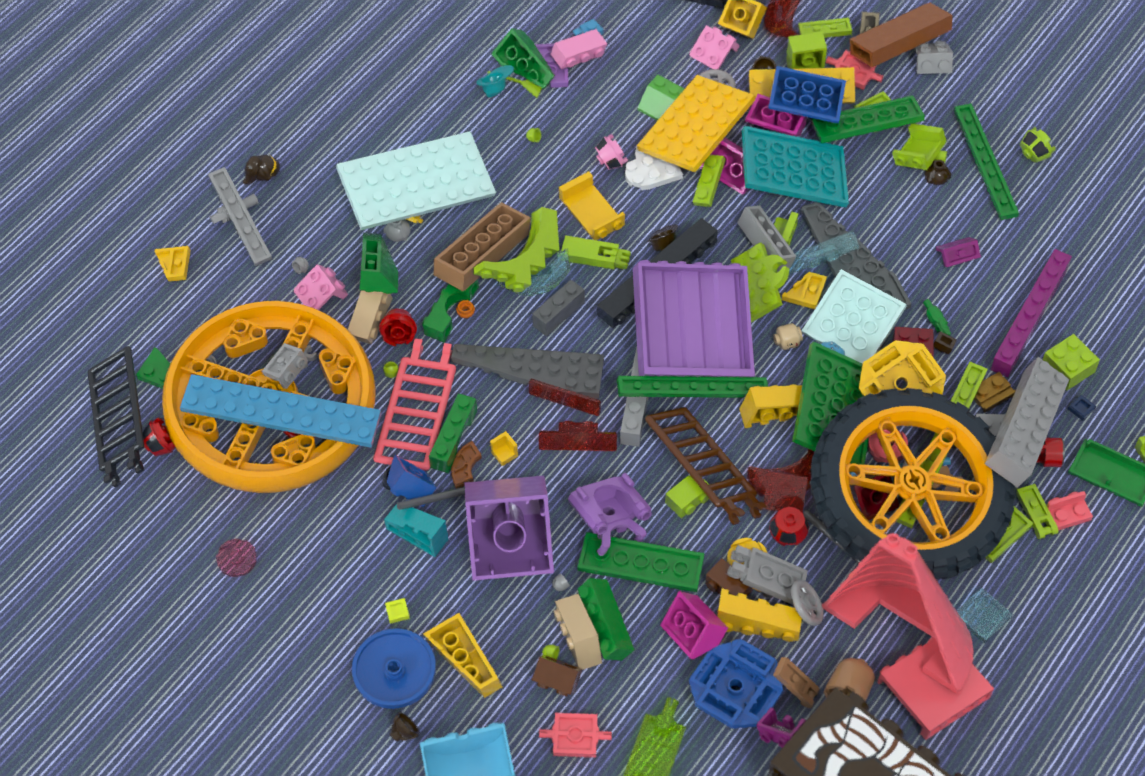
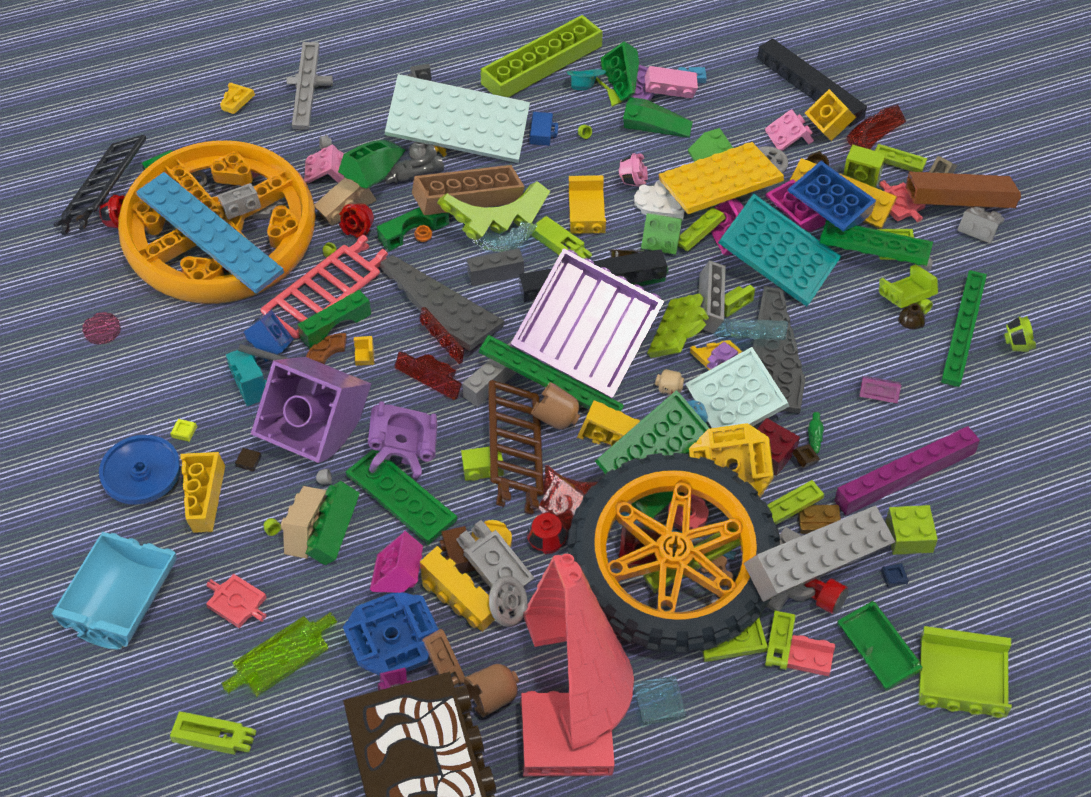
camera: 30 degrees right, 5 degrees down
(261, 168) = (353, 60): dark brown hair -> none
(336, 151) = (421, 72): none -> dark grey bracket
(400, 253) = (407, 170): none -> dark grey piece
(403, 728) = (111, 518): dark brown piece -> none
(440, 80) = (541, 57): none -> lime brick
(479, 604) = (248, 459): none -> dark brown tile
(494, 151) = (541, 128): none -> blue piece
(556, 675) = (258, 544): reddish brown brick -> none
(583, 92) = (650, 117): none -> green wedge
(681, 201) = (661, 233): none -> bright green plate
(715, 410) = (557, 407): none -> medium nougat cylinder
(815, 288) = (721, 354): none -> medium lavender plate

